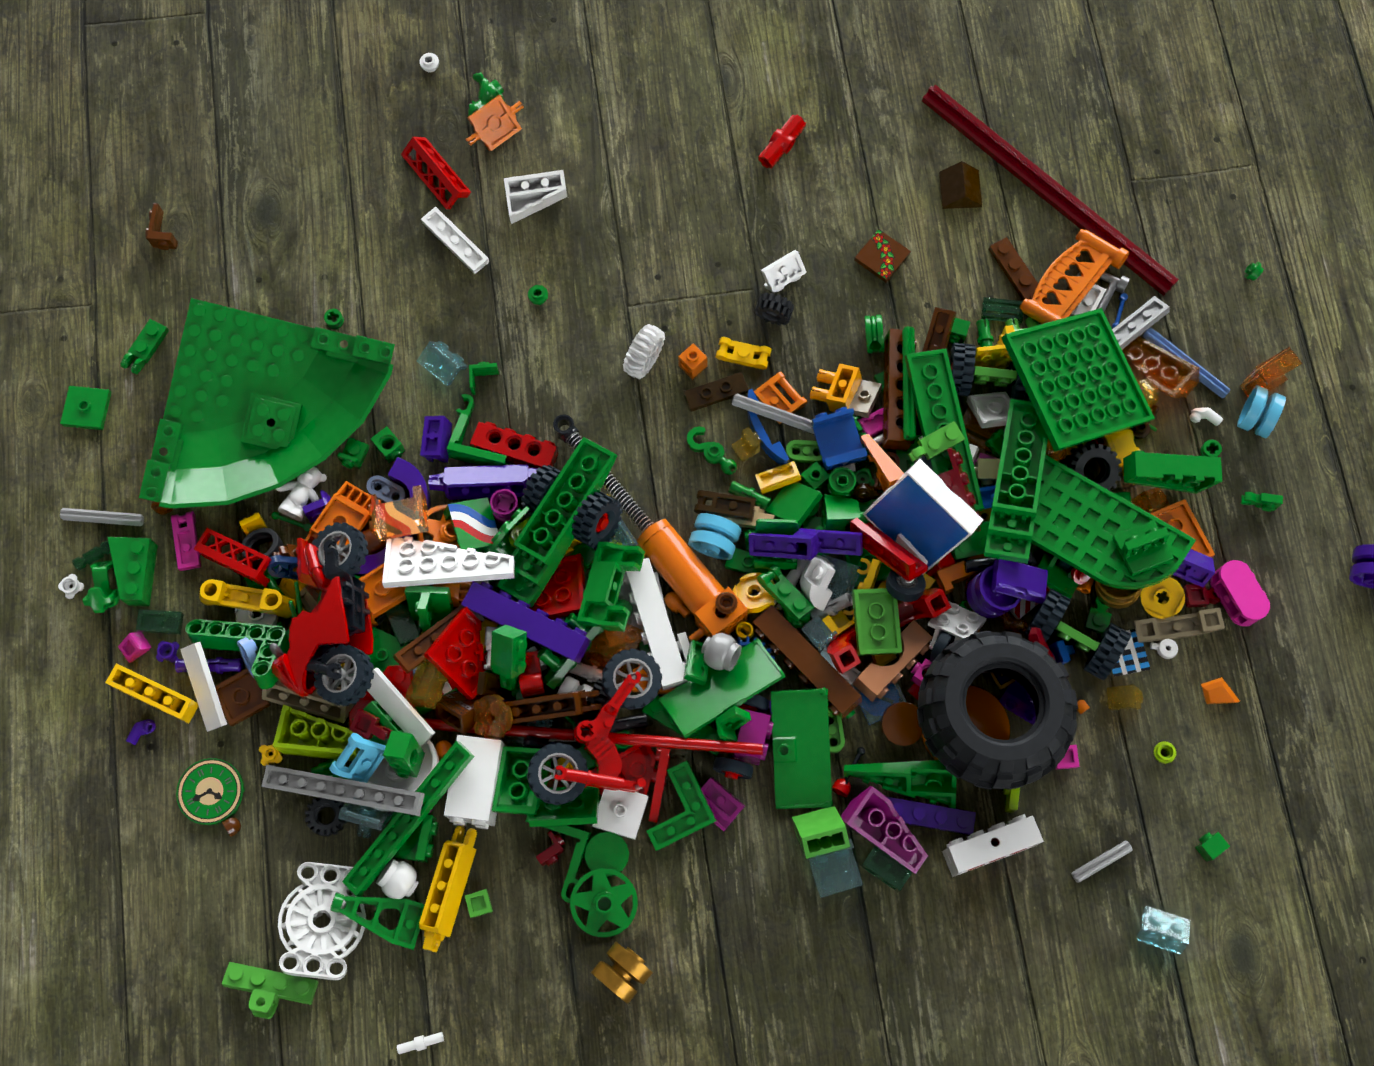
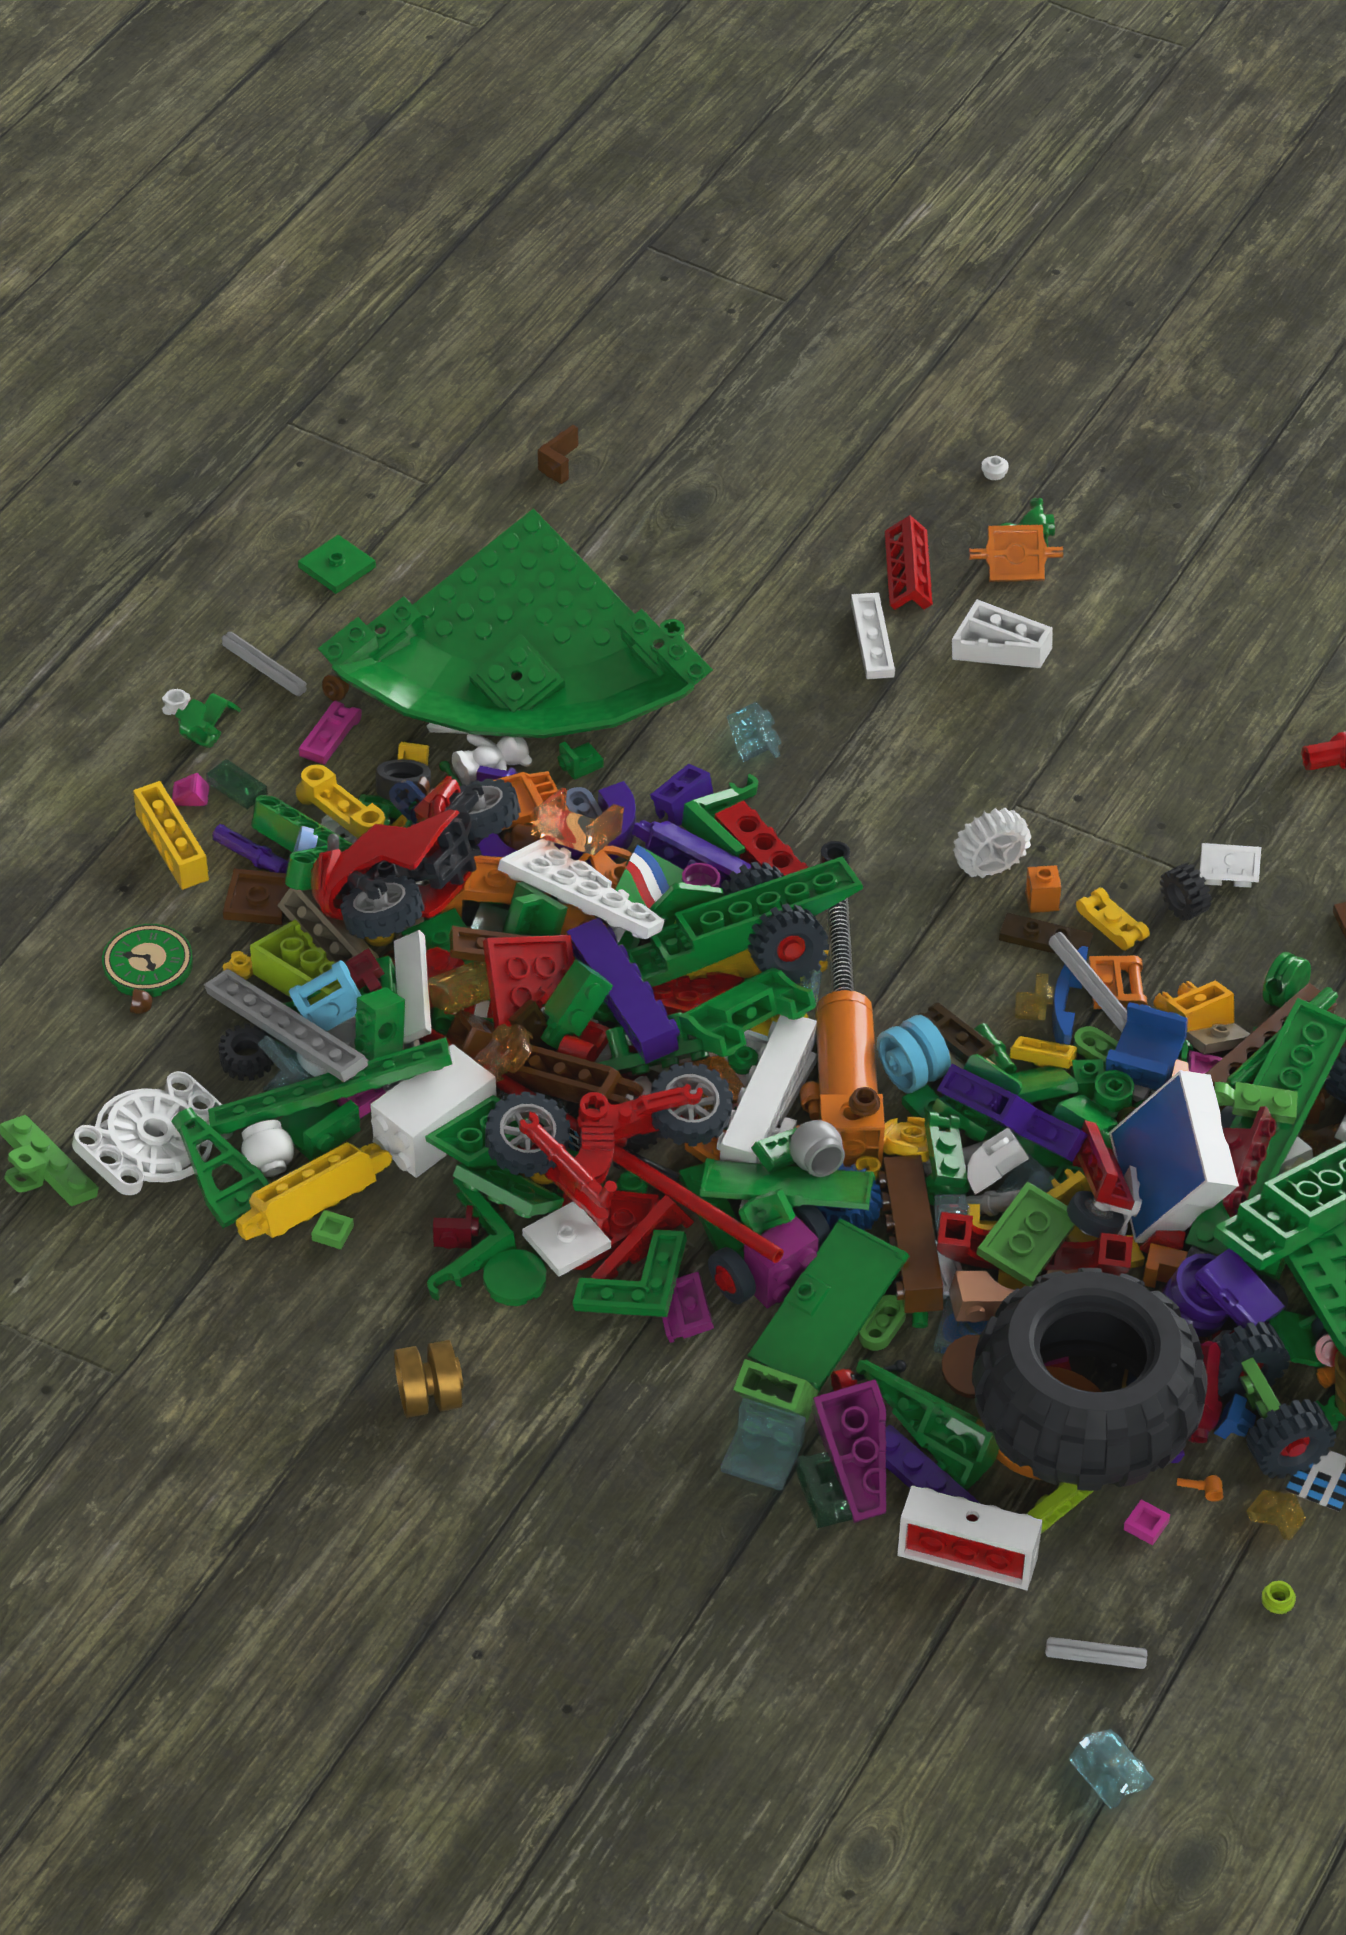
camera: 35 degrees right, 25 degrees down
(91, 556) = (224, 689): clear green axle -> none
(133, 568) = (255, 721): green wedge -> none
(140, 728) = (129, 863): dark purple arm -> none
(144, 346) = (447, 546): green hinge -> none
(163, 647) = (219, 813): dark purple plate -> none
(203, 686) = (228, 859): white tile -> none
(231, 563) = (358, 767): red fence -> none
(385, 437) = (625, 767): green brick -> none
(420, 1043) = (151, 1313): white bar -> none
(481, 369) = (787, 762): green bracket -> none
(538, 300) = (920, 735): green plate -> none
(603, 902) = (470, 1313): green wheel -> none
(712, 451) = (987, 985): green piece -> none
(1211, 846) = (1250, 1722): green plate -> none

